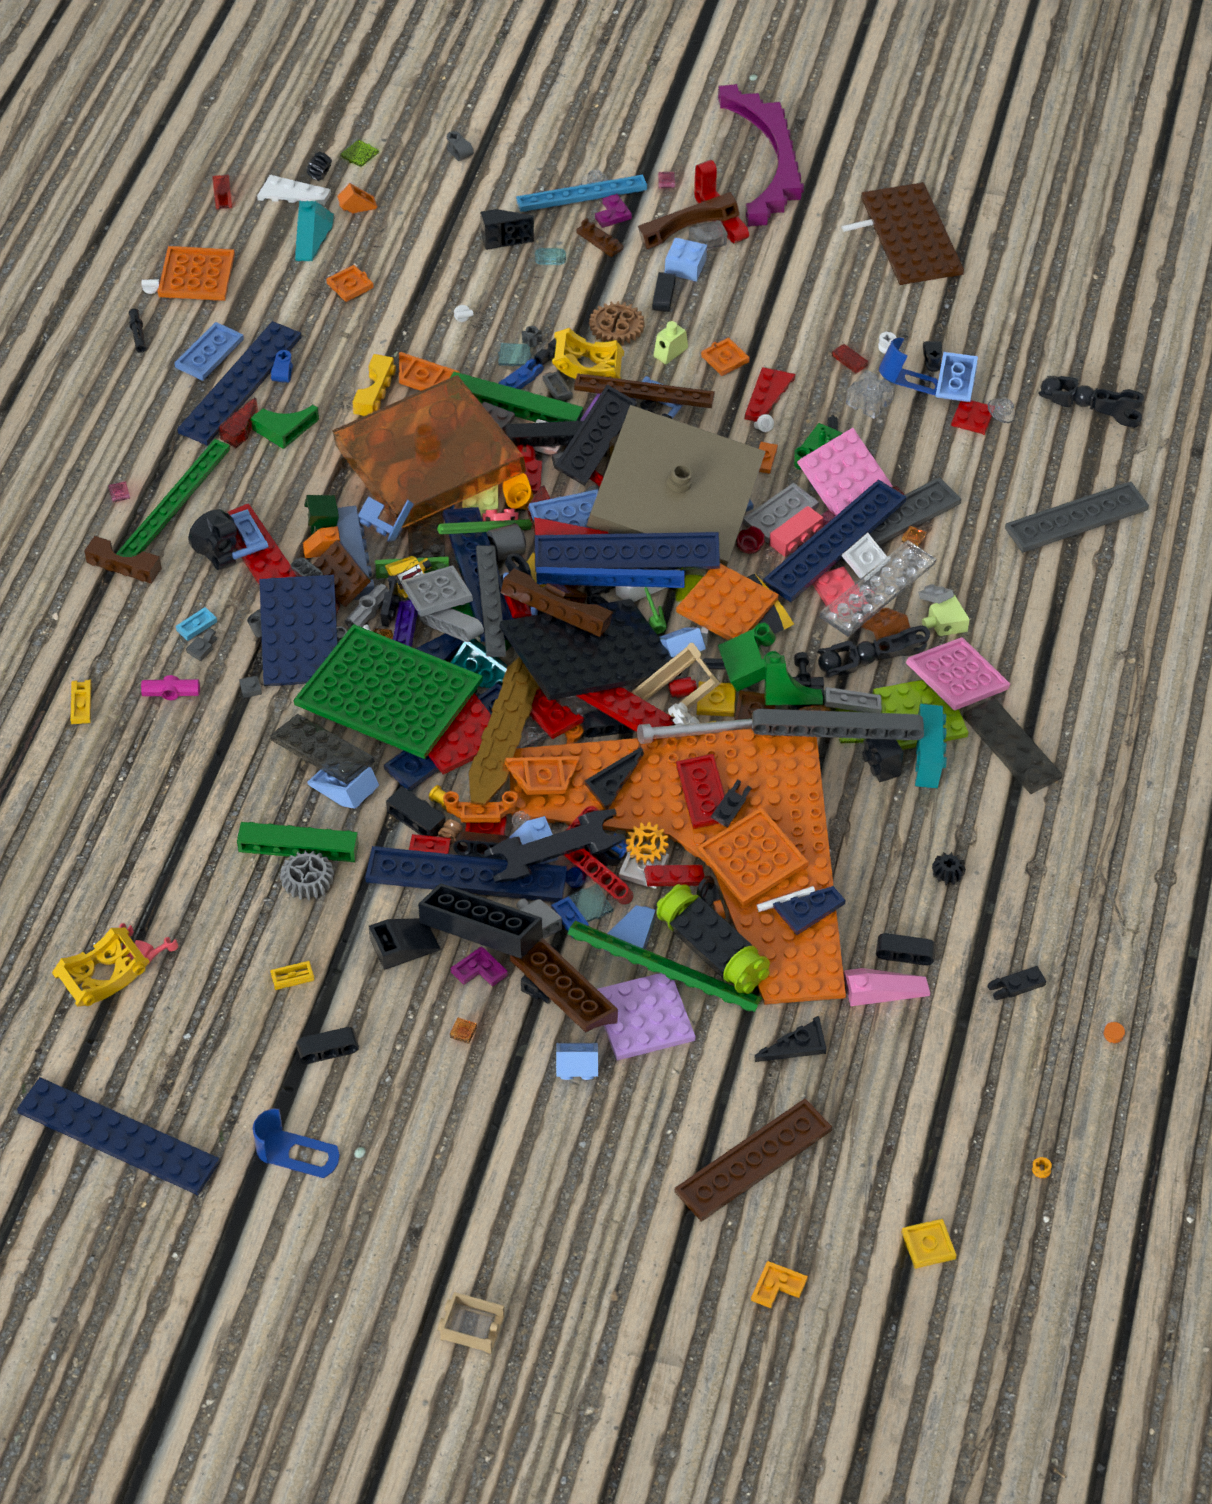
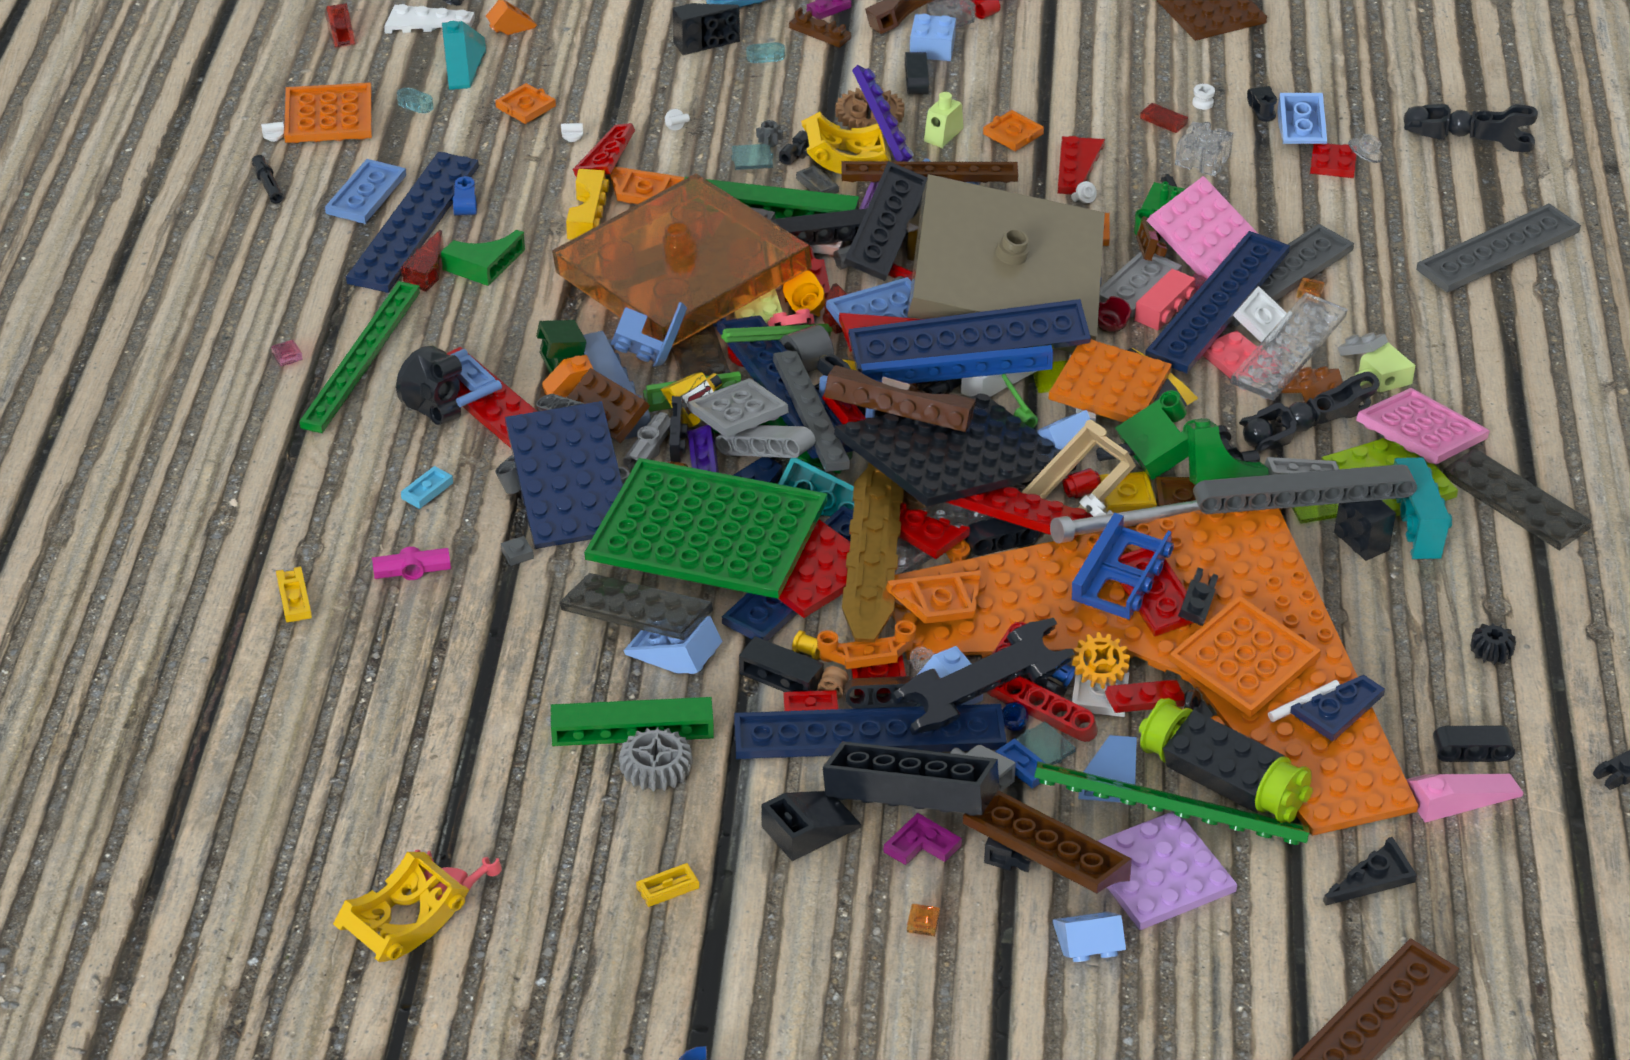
camera: 10 degrees left, 10 degrees down
(141, 567) = (337, 431): reddish brown arch -> none
(202, 647) = (440, 514): dark grey plate -> none
(267, 271) = (415, 100): none -> clear light blue beam
(327, 1045) = (742, 963): black beam -> none
(379, 315) = (572, 131): none -> white plate
(399, 340) = (607, 150): none -> red wing
(523, 375) = (771, 174): blue hinge -> none
(609, 781) = (1030, 593): black wing -> none
(622, 335) = (882, 114): none -> dark purple plate
(669, 766) = (1104, 565): none -> blue window
(796, 482) = (1149, 240): none -> reddish brown plate
(892, 369) = (1226, 109): blue piece -> none

